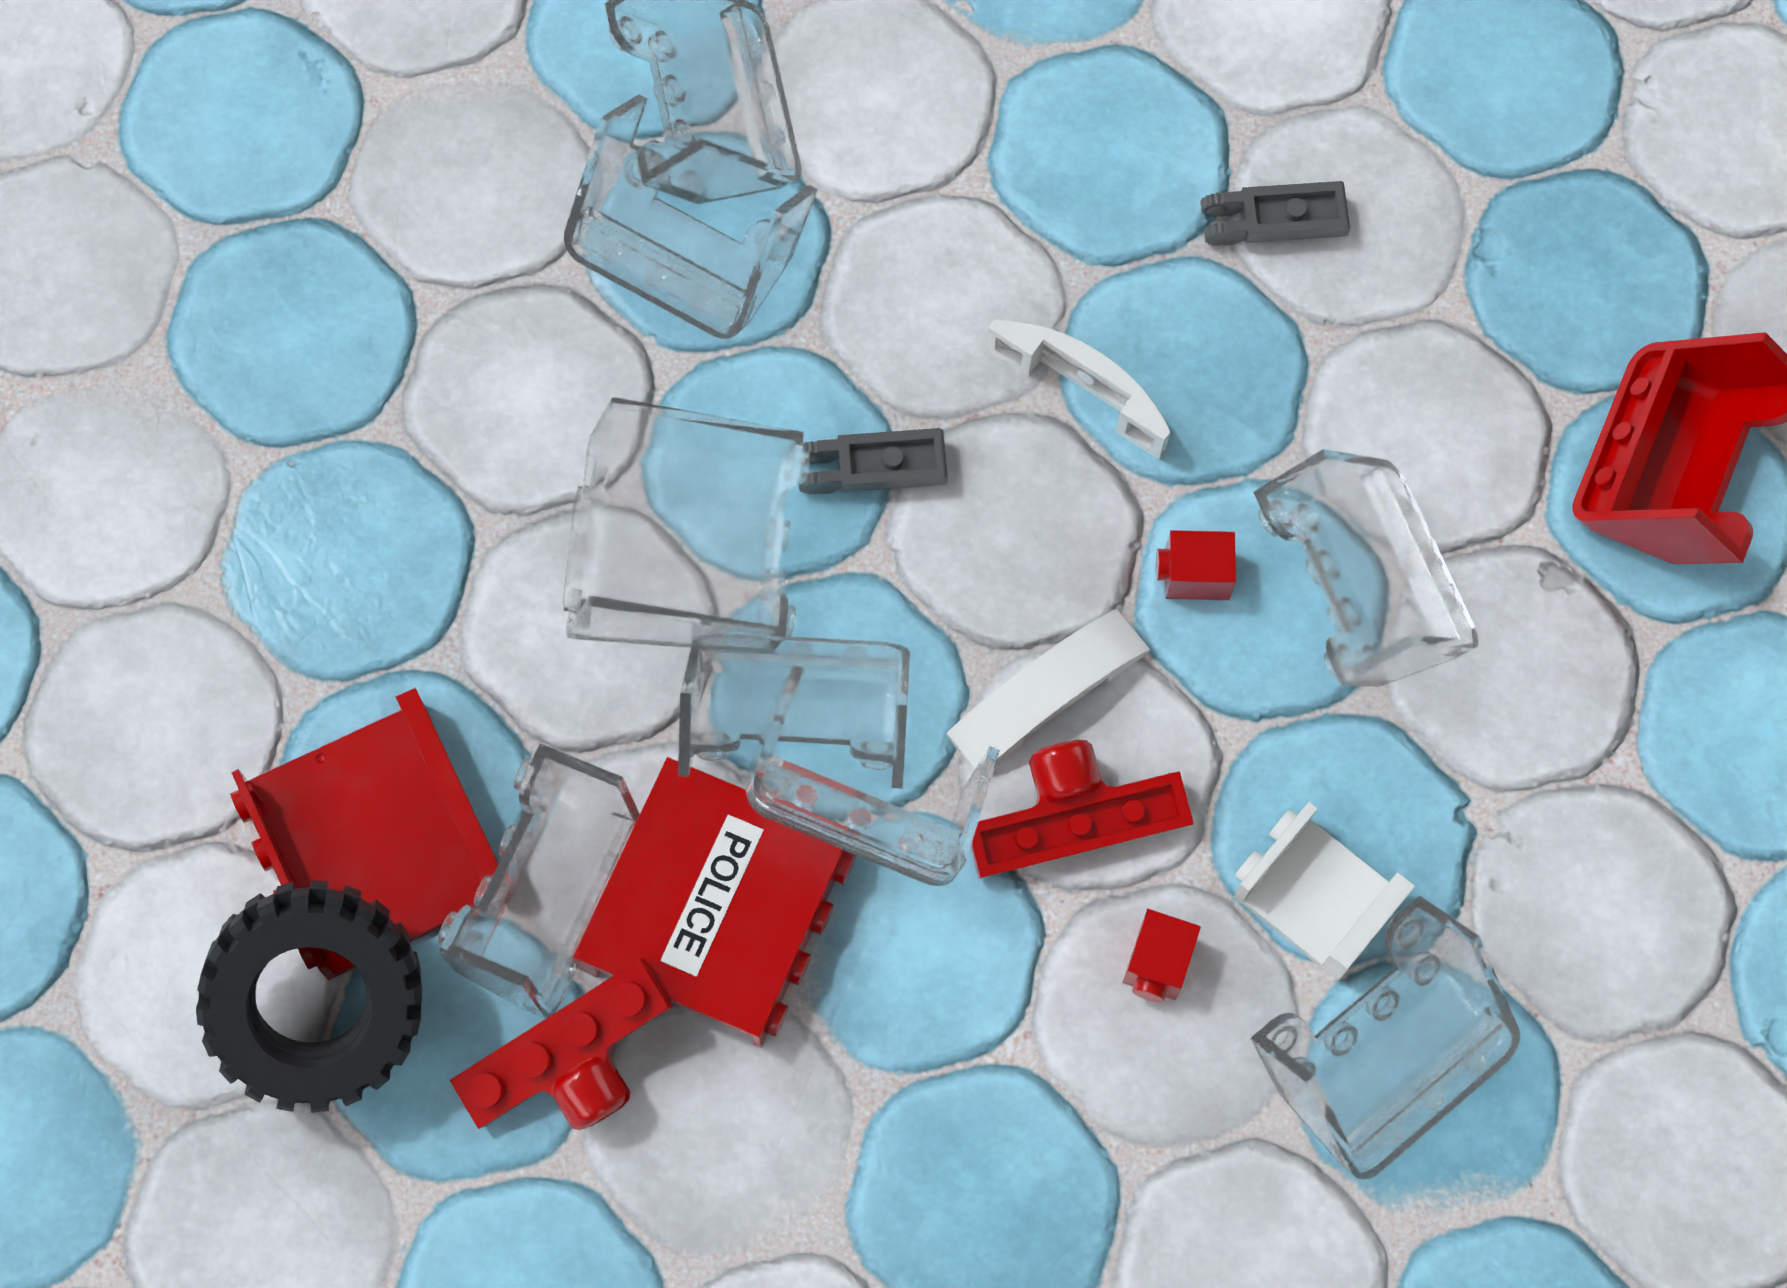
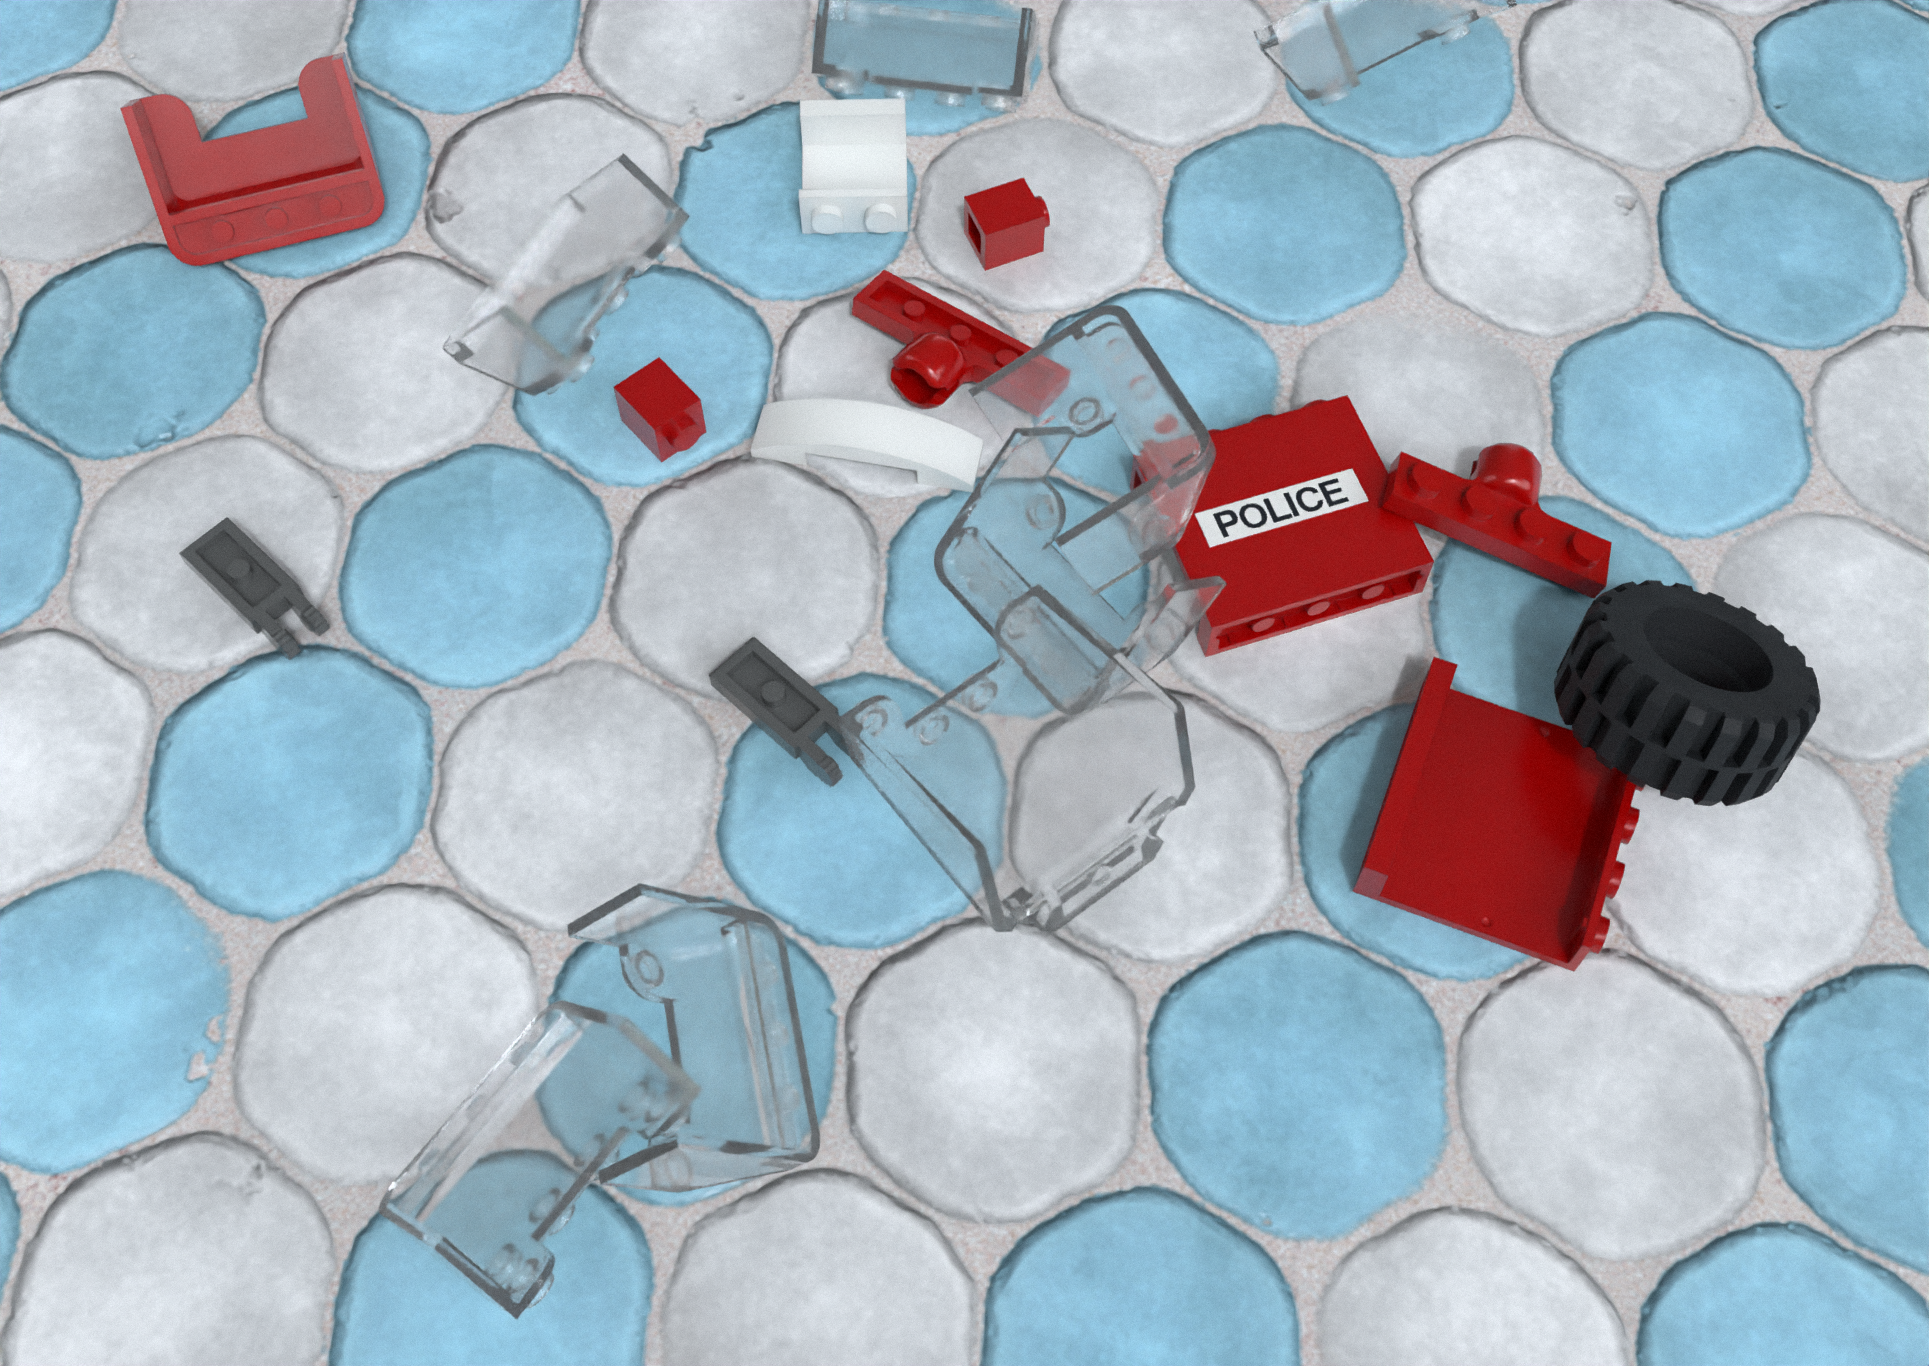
camera: 130 degrees left, 10 degrees down
(545, 883) = (1426, 611): clear windscreen -> none
(1027, 344) = (557, 552): white slope -> none

